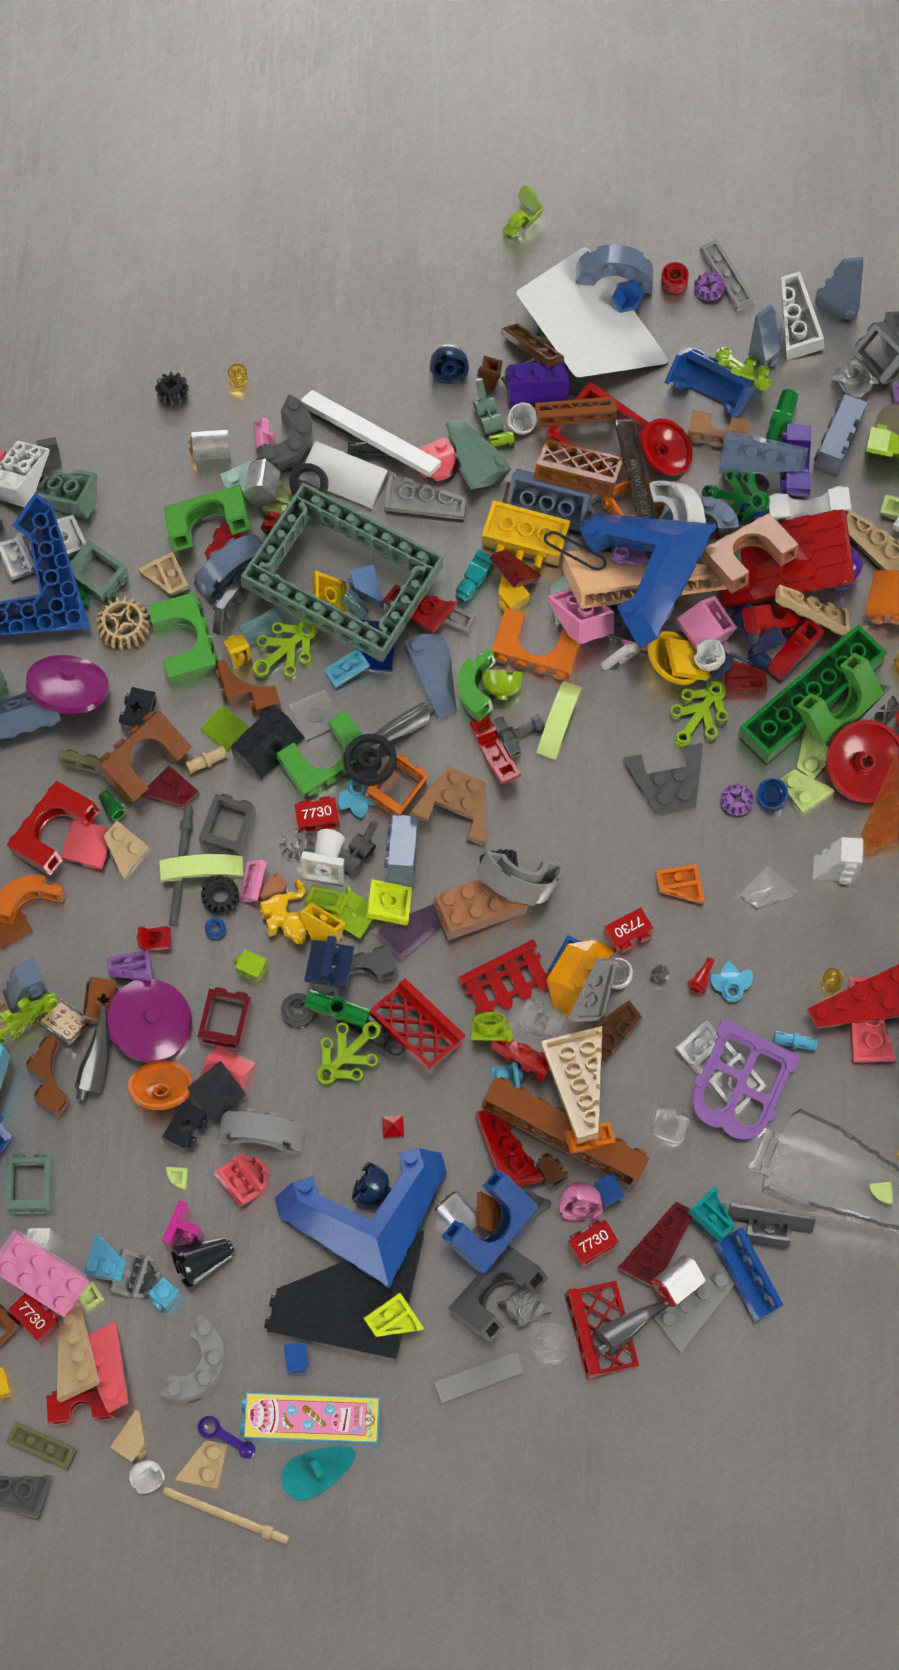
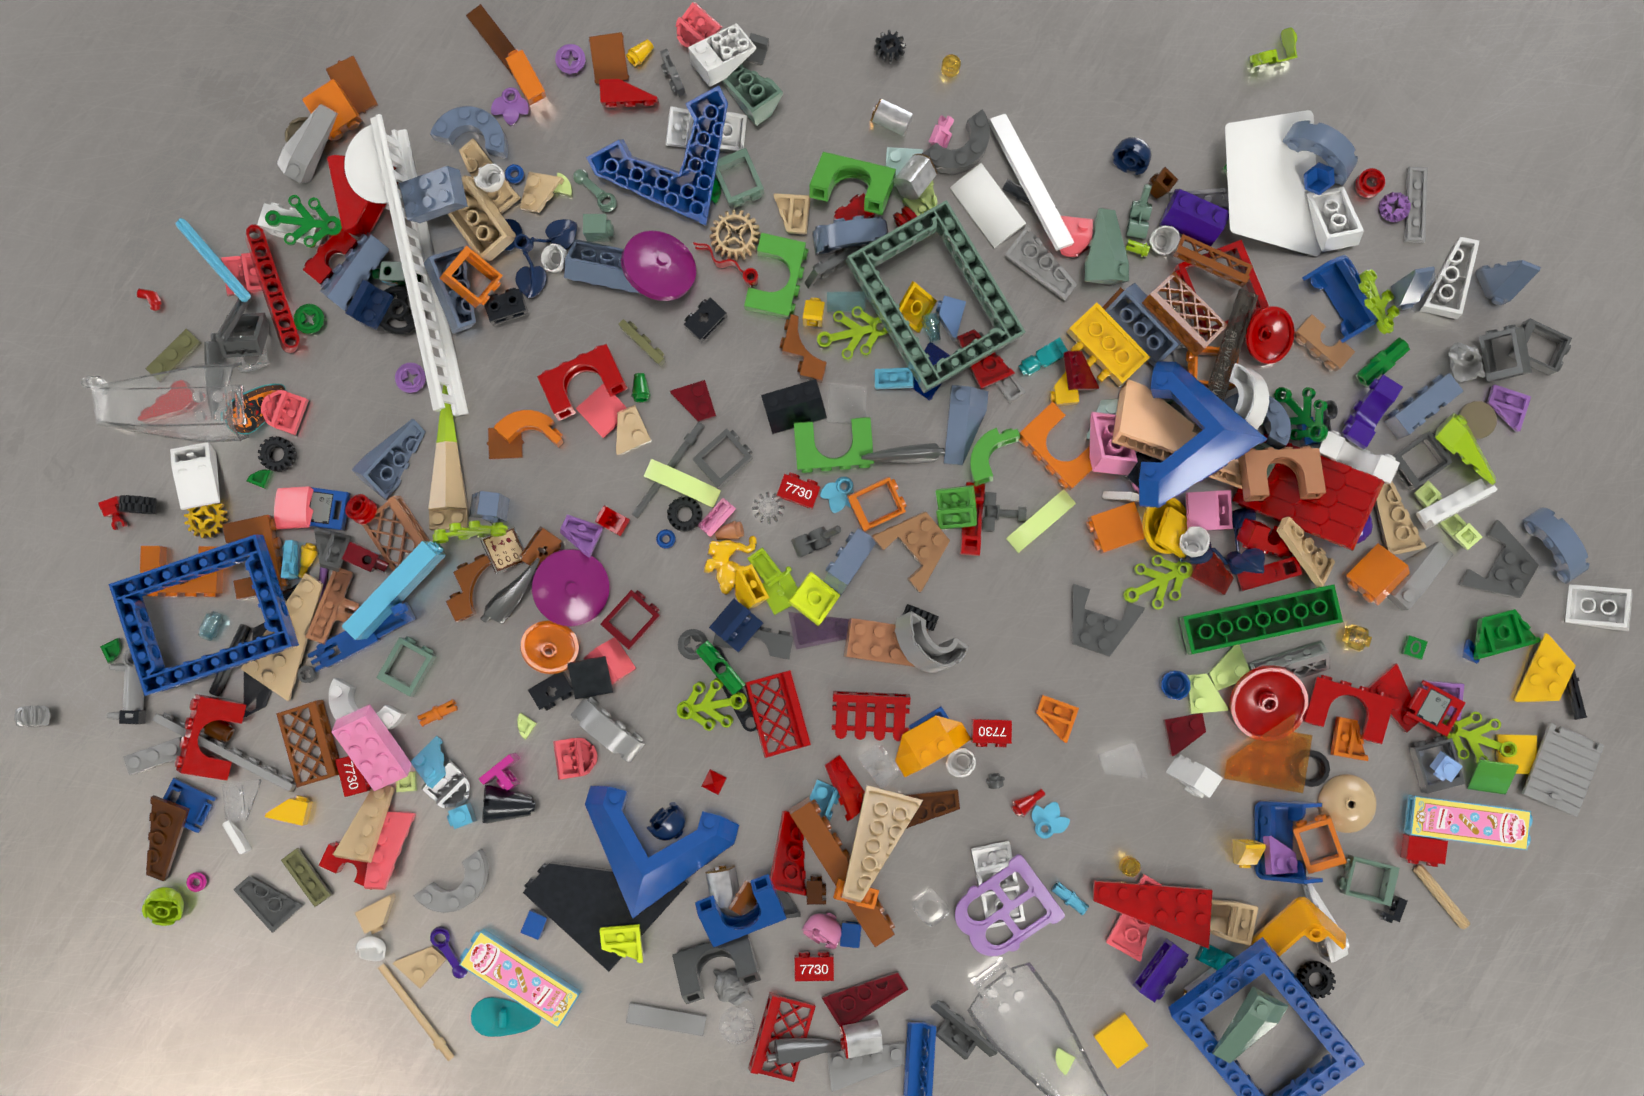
camera: 30 degrees right, 15 degrees up
(84, 1212) = (437, 712): none -> orange pin
(117, 765) = (660, 358): dark orange arch -> none
(158, 649) = (749, 273): none -> red flag
(206, 759) = (737, 392): tan pin -> none
(224, 727) = (767, 372): clear neon green piece -> none
(250, 965) = (675, 587): lime brick -> none
(293, 480) = (968, 192): black tyre -> none
(324, 863) = (786, 530): white plant -> none
(384, 749) = (854, 459): black wheel -> none
(473, 748) = (956, 507): none -> bright green slope
(491, 1027) = (835, 750): lime hat -> none
(501, 683) = (1012, 464): lime cylinder -> none
(532, 345) = (1212, 179): reddish brown tile -> none
(579, 545) = (1144, 383): black piece -> none
(595, 993) = (932, 772): light grey wing -> none
(626, 555) = (1177, 415): medium lavender plate -> none
(632, 687) = (1116, 527): none -> orange brick
(663, 323) = (1334, 219): none -> white slope
(713, 1215) = (919, 1001): teal wing -> none
(738, 808) = (1142, 680): medium lavender gear -> none
(759, 454) = (1344, 389): sand blue wedge -> none
(805, 832) = (1183, 731): none -> dark red wing
(860, 498) = (1440, 454): none -> dark grey window
(862, 694) = (1301, 645): bright green arch -> none

